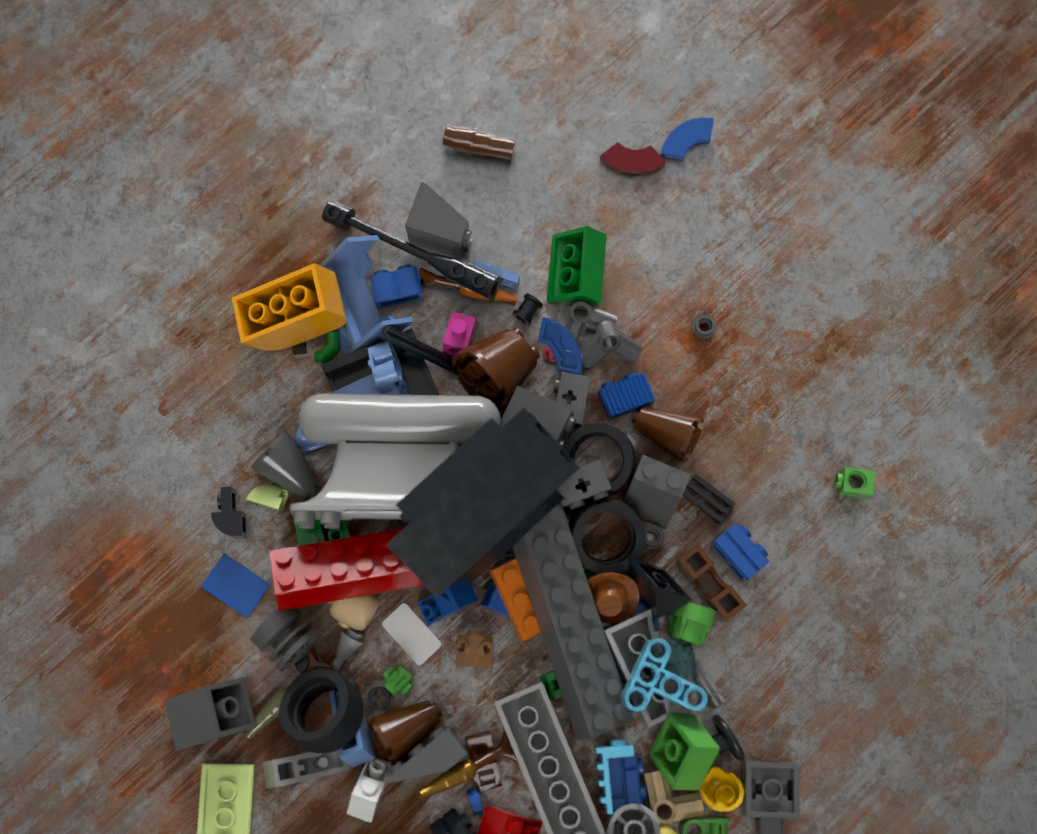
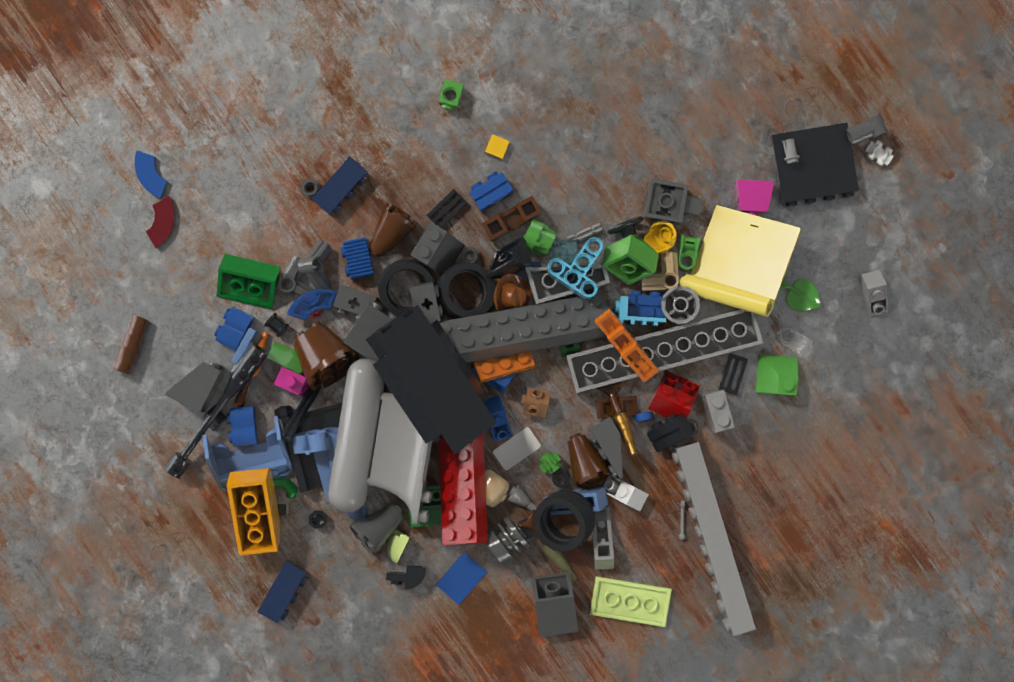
camera: 80 degrees left, 10 degrees up
(195, 363) = (283, 592): none -> dark blue brick
(291, 393) = (317, 519): none -> black tile
(400, 256) = (220, 419): none -> black slope
(421, 331) = (284, 411): none -> black tile
(489, 322) = (285, 357): none -> bright green slope
(517, 258) = (234, 328): none -> blue brick
(567, 763) = (626, 345): none -> orange slope
(713, 361) = (340, 186): none -> dark blue brick
(799, 552) = (497, 146): none -> yellow tile

